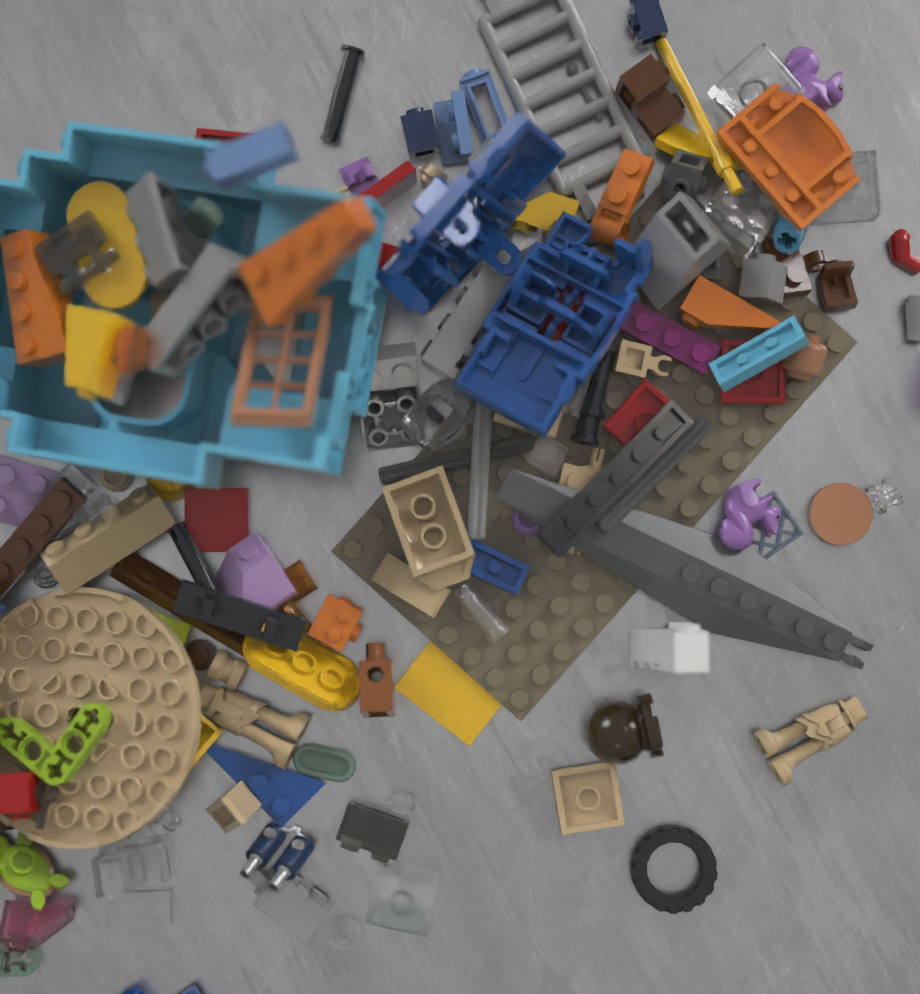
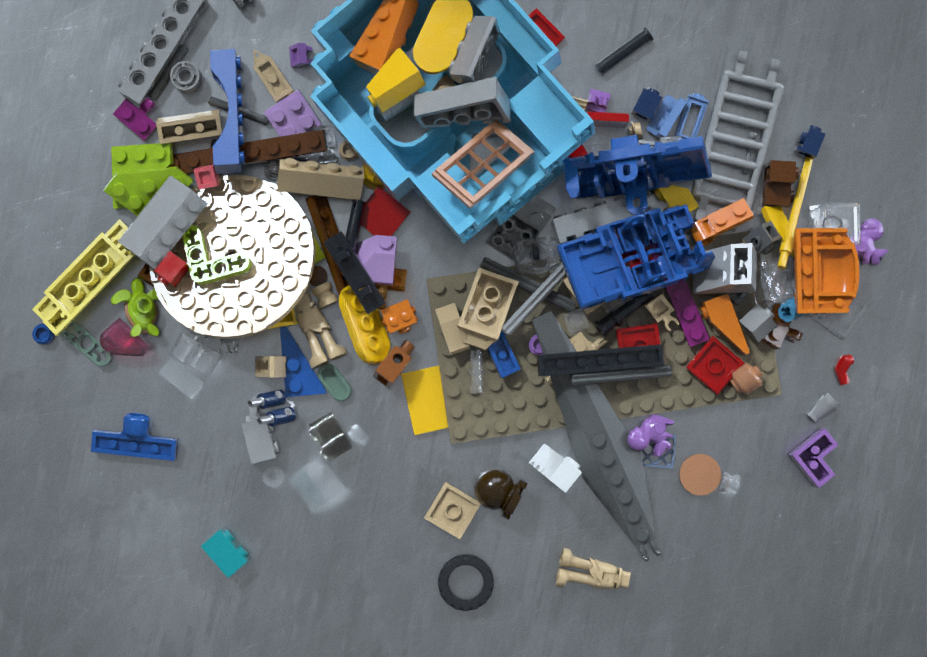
camera: 35 degrees right, 0 degrees up
(39, 793) = (182, 284): clear smoke hand -> none
(72, 244) = (425, 18): clear smoke plate -> none
(131, 349) = (412, 96): clear orange brick -> none
(203, 218) = (502, 60): sand green tile -> none
(251, 156) = (551, 51): medium blue window -> none
(301, 261) = (531, 123): orange wedge -> none
(759, 353) = (724, 357): medium azure plate -> none
(837, 286) = (794, 357): reddish brown bracket -> none

